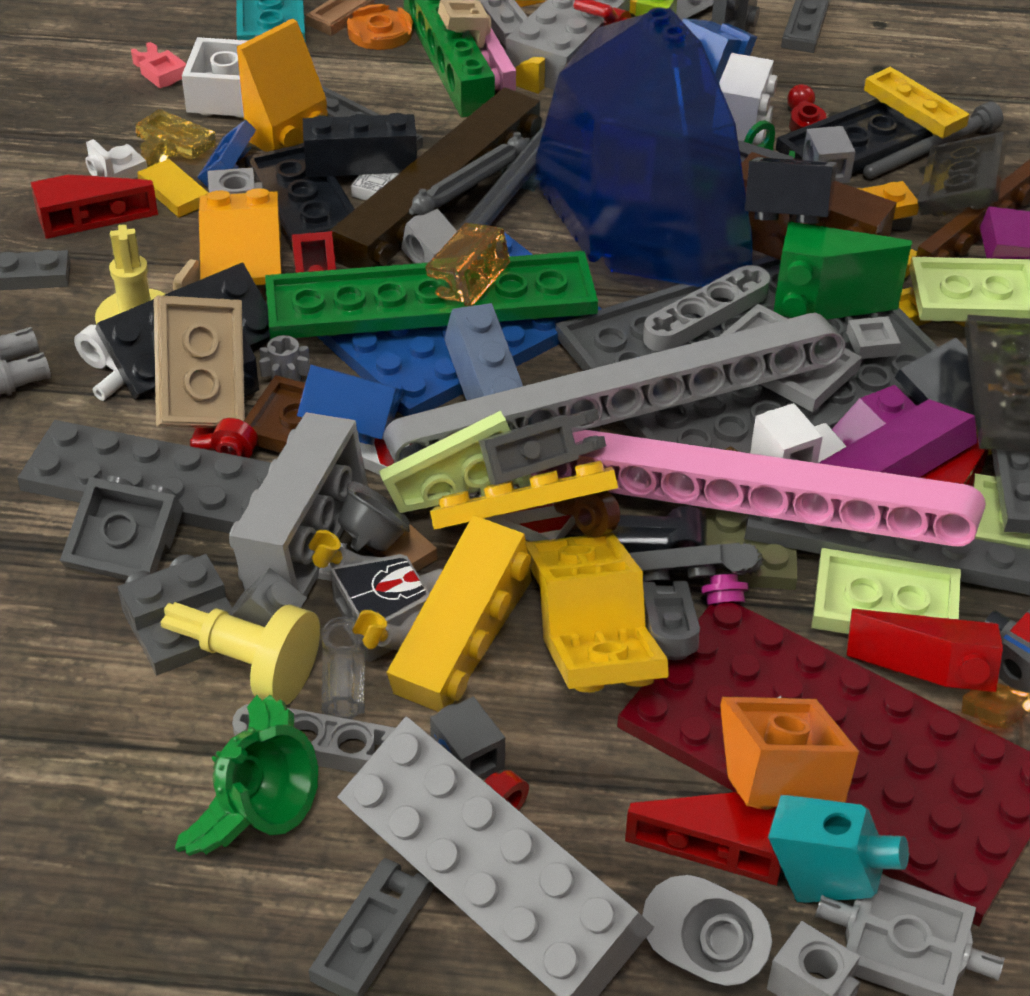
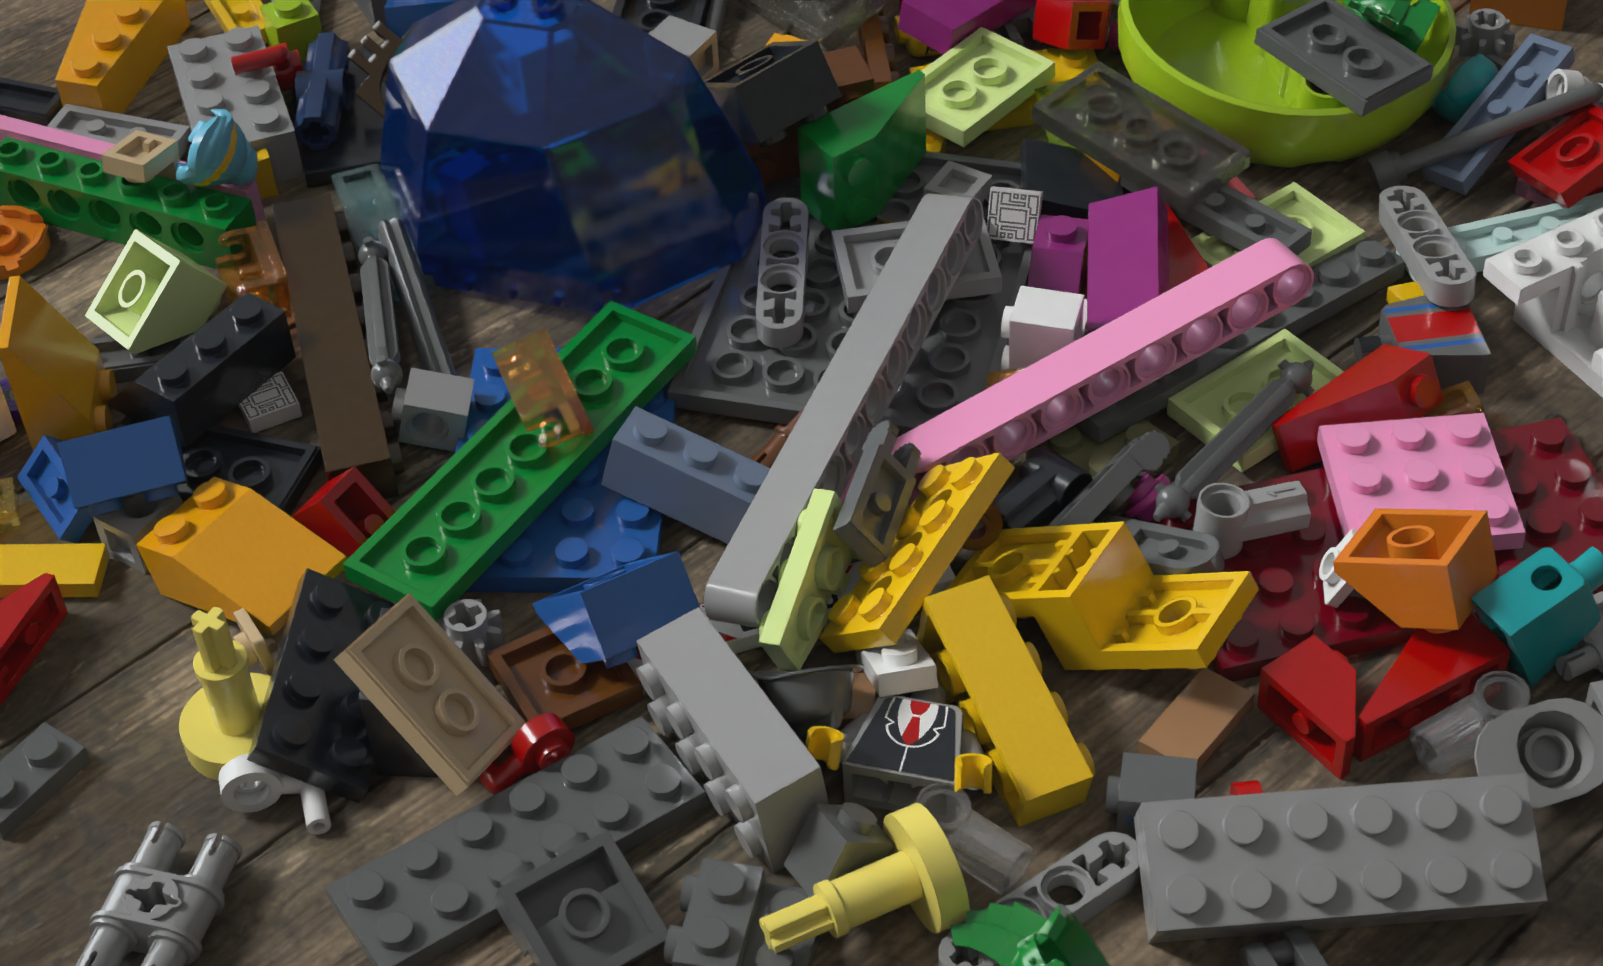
camera: 45 degrees left, 0 degrees up
(241, 151) = (124, 464): none -> blue slope
(400, 88) = (154, 295): none -> yellowish green slope
(433, 548) = (899, 667): none -> white plate
(451, 115) = (255, 268): none -> clear orange hinge
(497, 36) = (218, 154): none -> medium azure hair
(561, 730) = (1198, 718): none -> medium nougat tile
(640, 771) = (1314, 701): none -> red slope
(725, 871) = (1452, 734): none -> clear piece
(732, 635) = (1250, 514): none -> light grey piece
(815, 598) = (1233, 440): none -> dark grey wheel
(879, 370) = (1013, 214): none -> white tile
(901, 721) = (1419, 466): none -> bright pink plate

